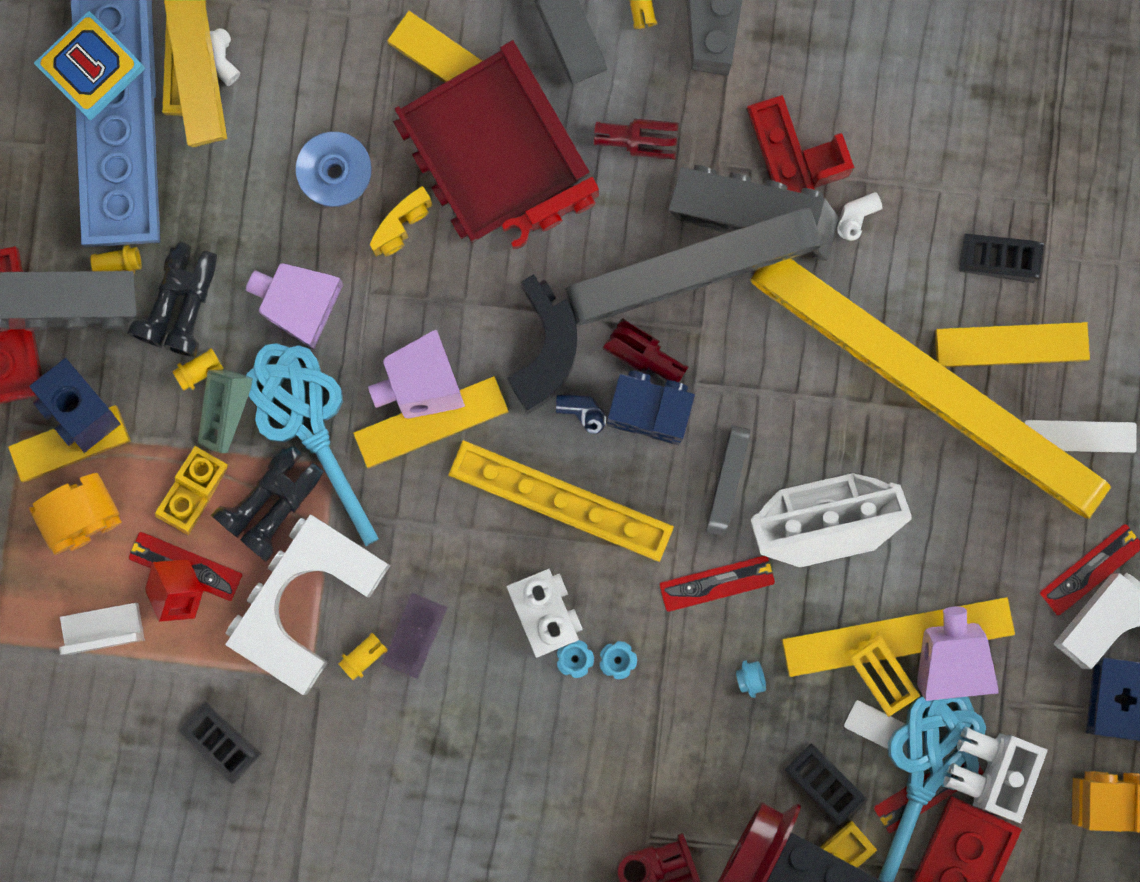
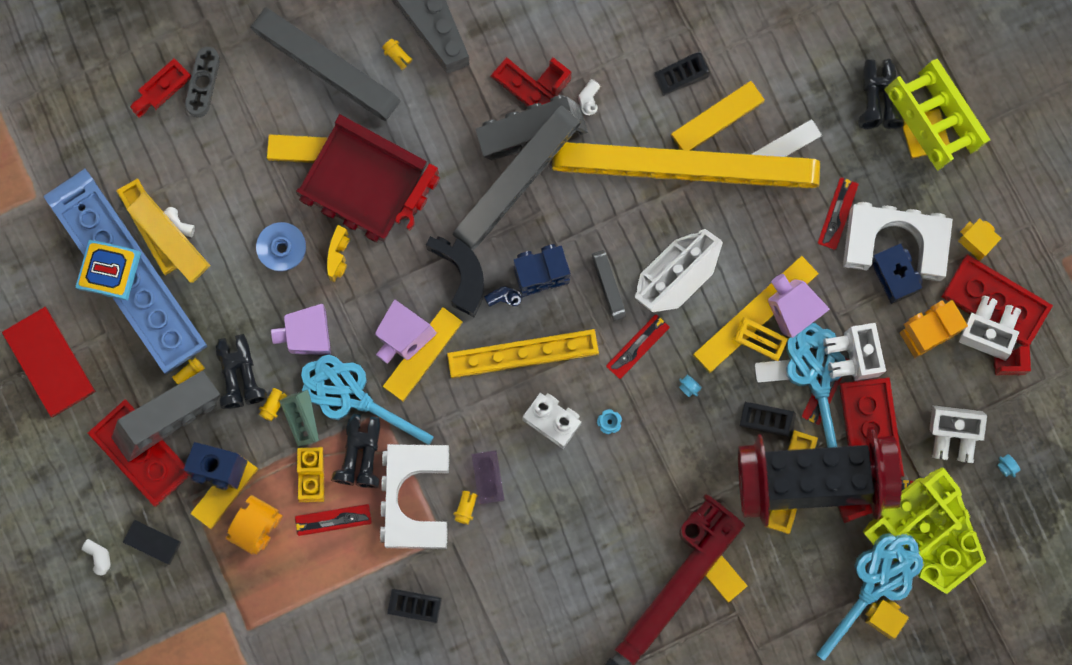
camera: 30 degrees left, 5 degrees down
(101, 629) = (307, 583): white panel -> none
(174, 590) = (335, 535): red panel -> none
(579, 668) = (584, 442): medium azure plate -> none
(631, 137) = (437, 129): dark red arm -> none
(642, 352) = (515, 242): dark red arm -> none

